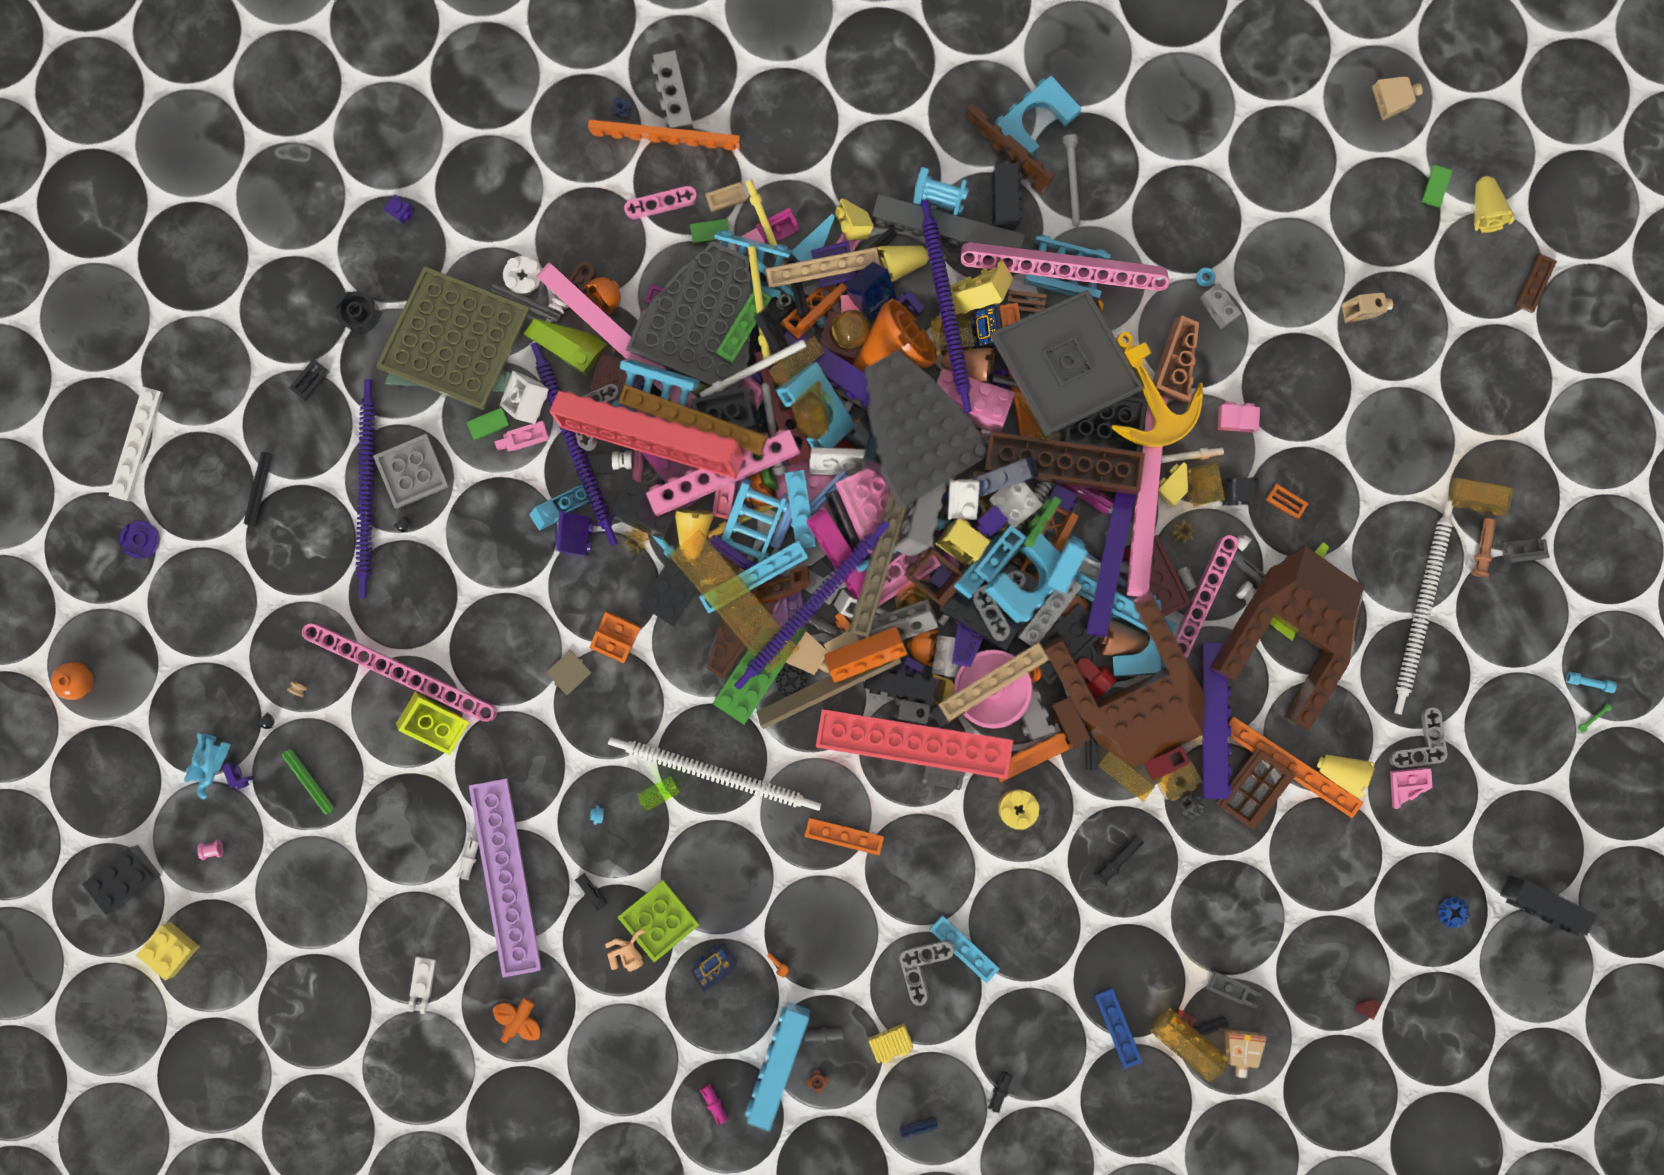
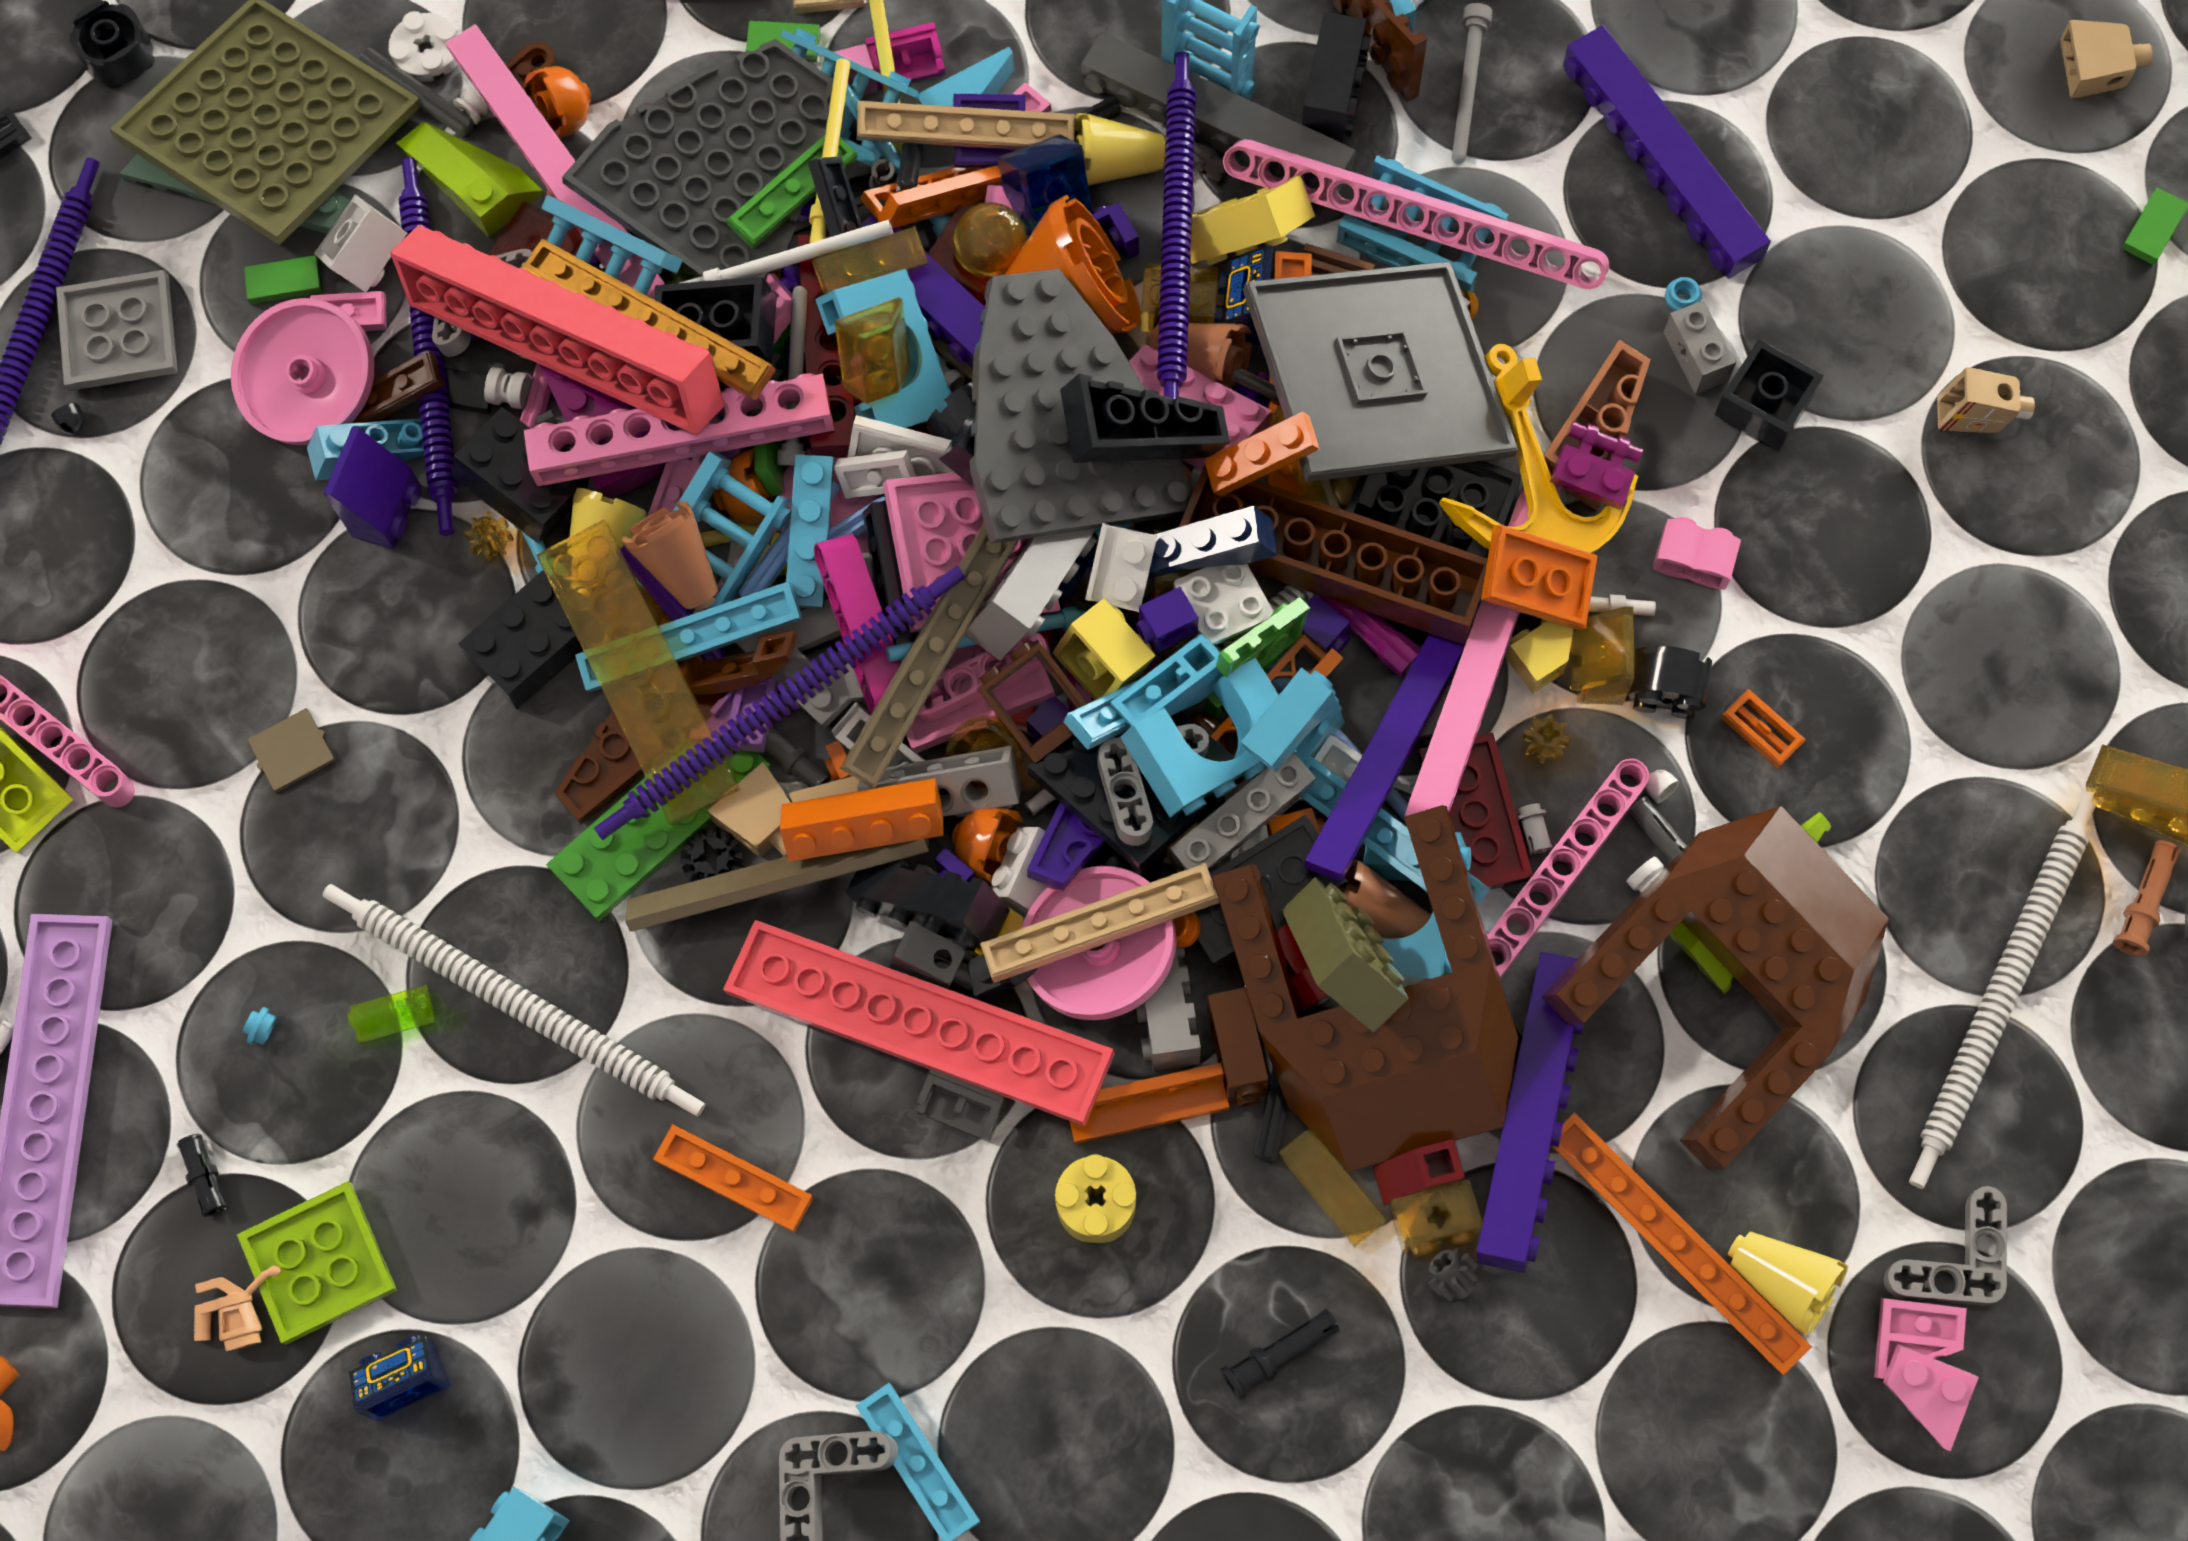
camera: 15 degrees right, 15 degrees down
(515, 475) = (301, 370): none -> bright pink dish
(564, 476) = (401, 387): none -> reddish brown tile
(615, 637) = (398, 702): orange slope -> none
(737, 538) = (675, 555): none -> nougat cone
(783, 969) = (537, 1422): orange hand -> none
(827, 473) = (867, 473): none -> white plate
(853, 221) = (1046, 69): light yellow slope -> none
(954, 427) = (1135, 425): none -> black wedge
(1020, 425) = (1261, 454): none -> orange plate
(1117, 676) = (1345, 953): none -> olive brick
(1167, 455) = (1539, 577): none -> orange tile
(1181, 198) = (1665, 152): none -> dark purple brick
(1183, 393) = (1592, 475): none -> magenta plate
(1256, 788) = (1592, 1269): reddish brown piece -> none
(1260, 325) = (1768, 394): none -> black brick
(1421, 810) = (1931, 1392): none -> bright pink wing

